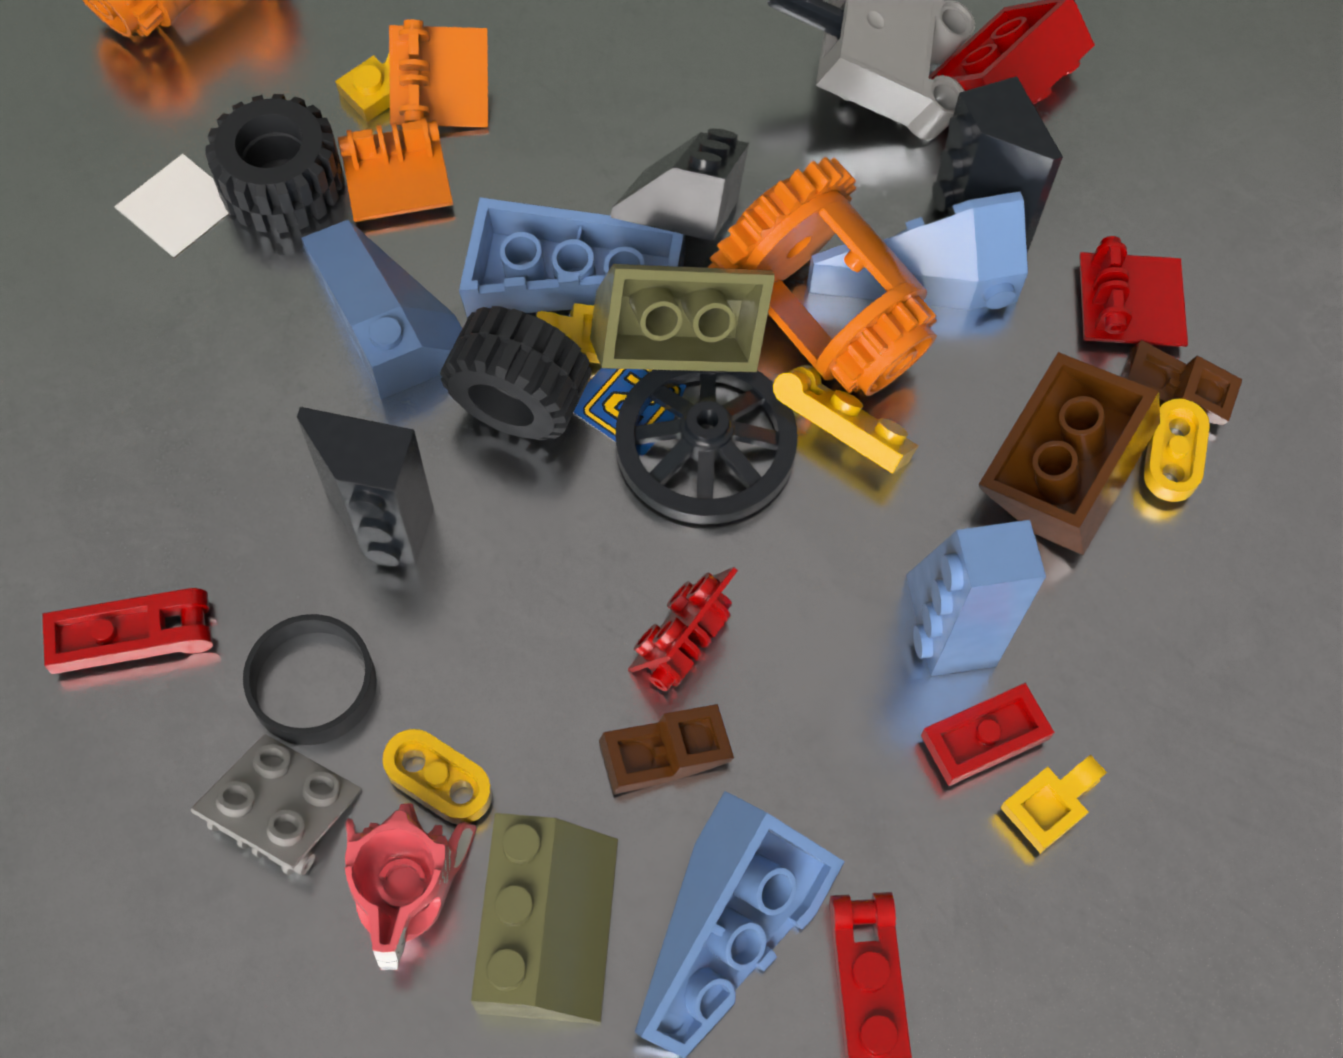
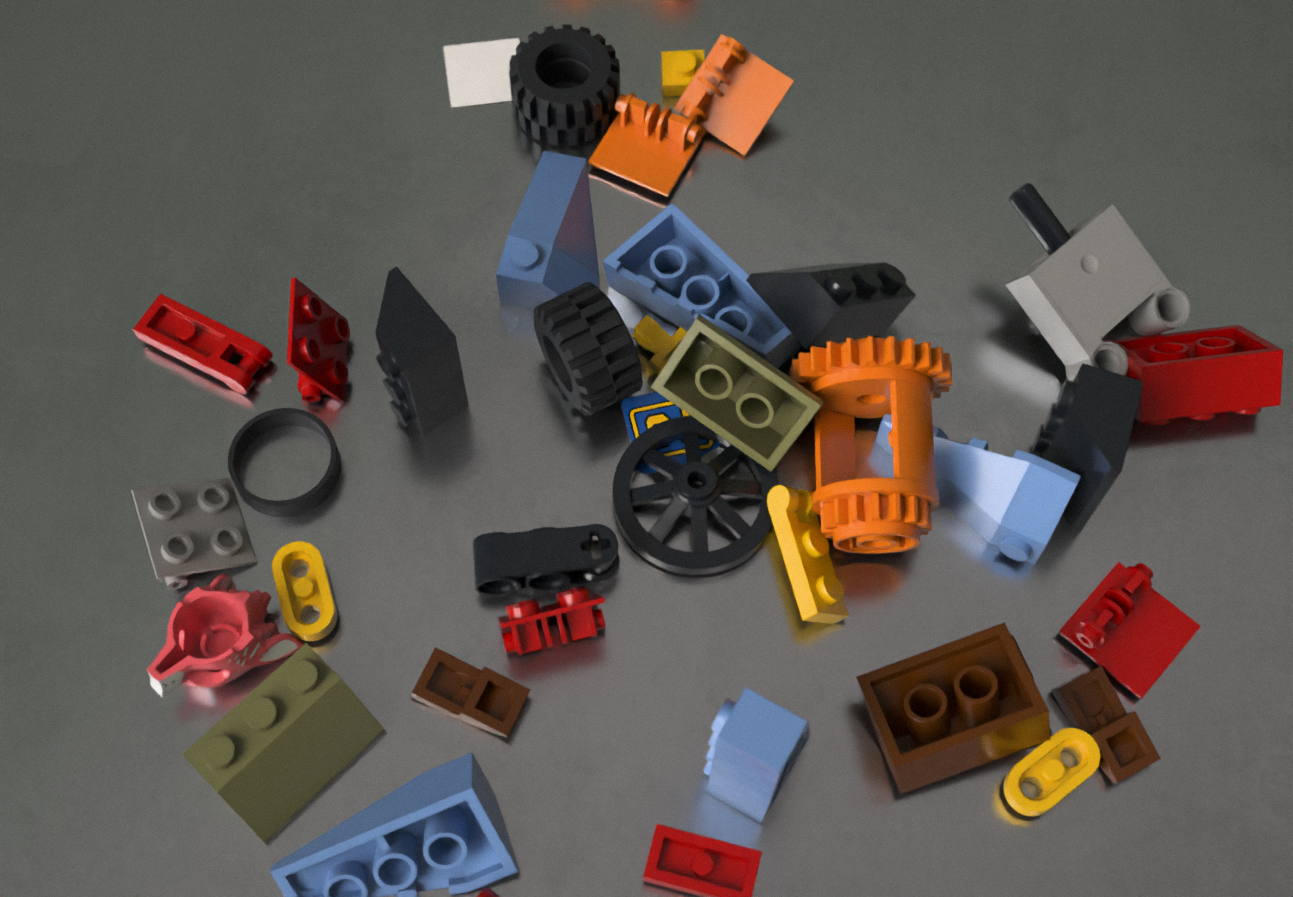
camera: 40 degrees right, 0 degrees up
(248, 550) = (317, 345): none -> red hinge
(629, 585) = (544, 559): none -> black piece

